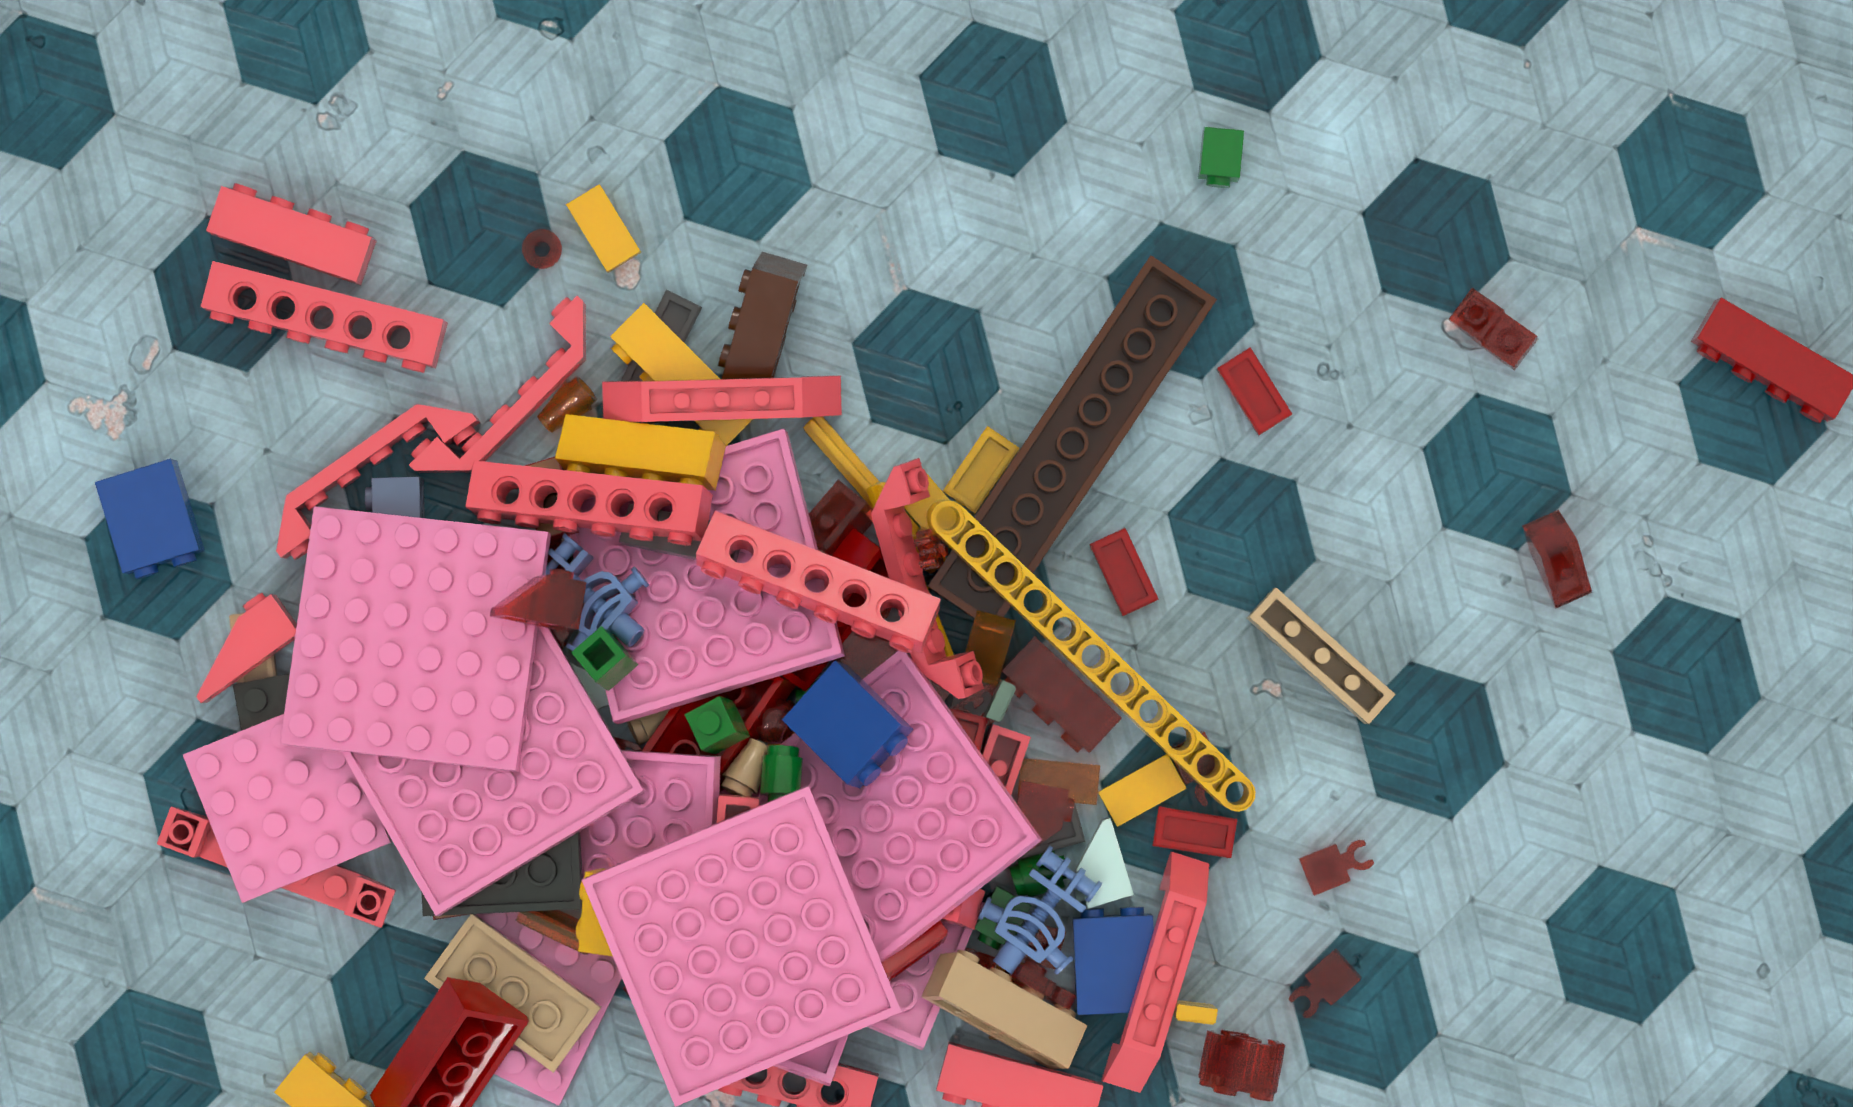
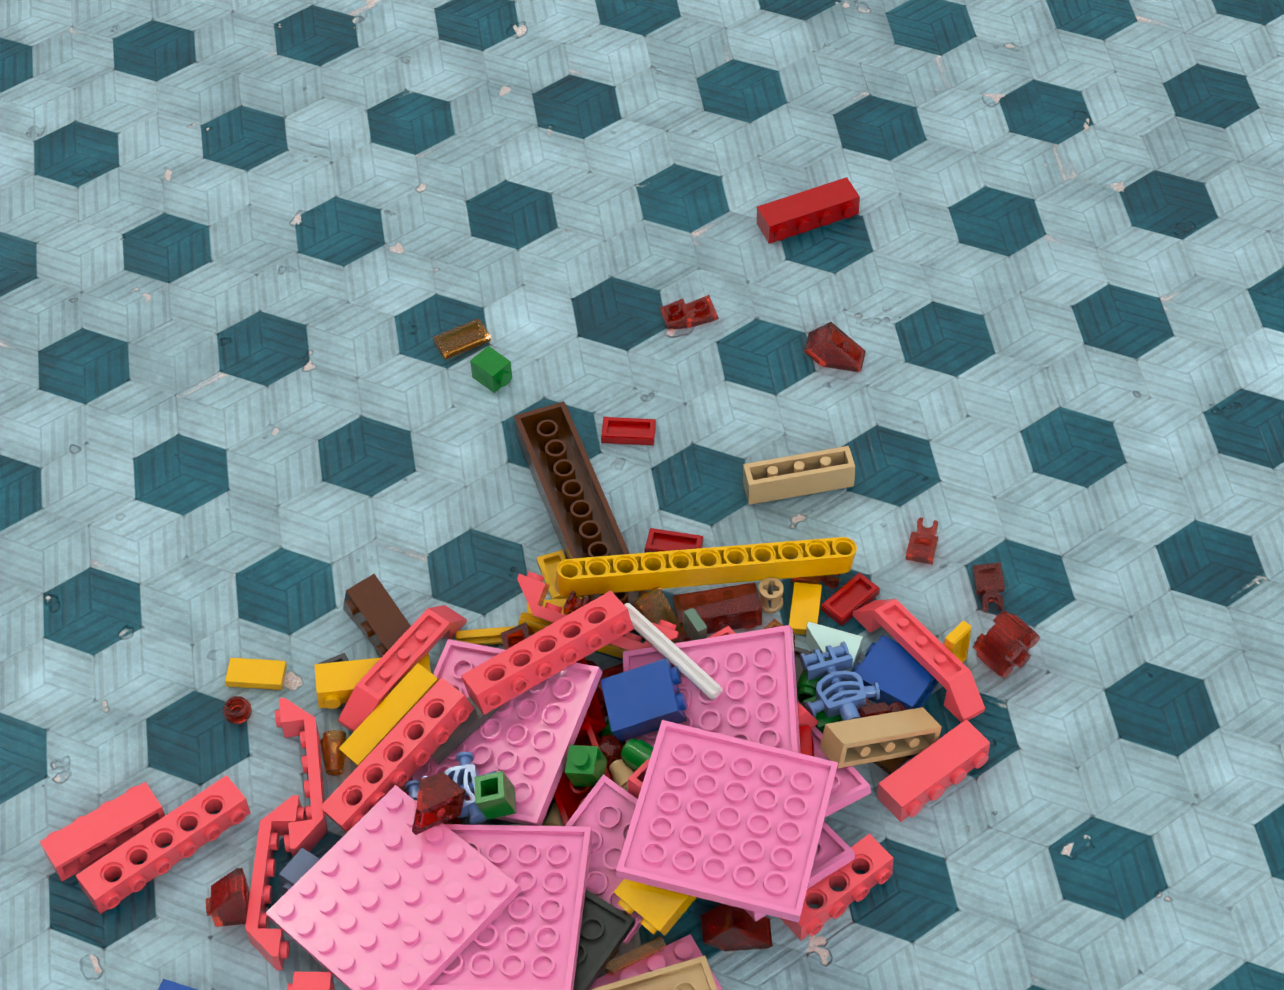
camera: 55 degrees left, 35 degrees down
(307, 447) = (229, 899): none -> clear red slope
(926, 711) = (673, 654): none -> white axle
(1137, 745) = (774, 596): none -> tan bush
(1249, 73) = (461, 339): none -> clear orange tile

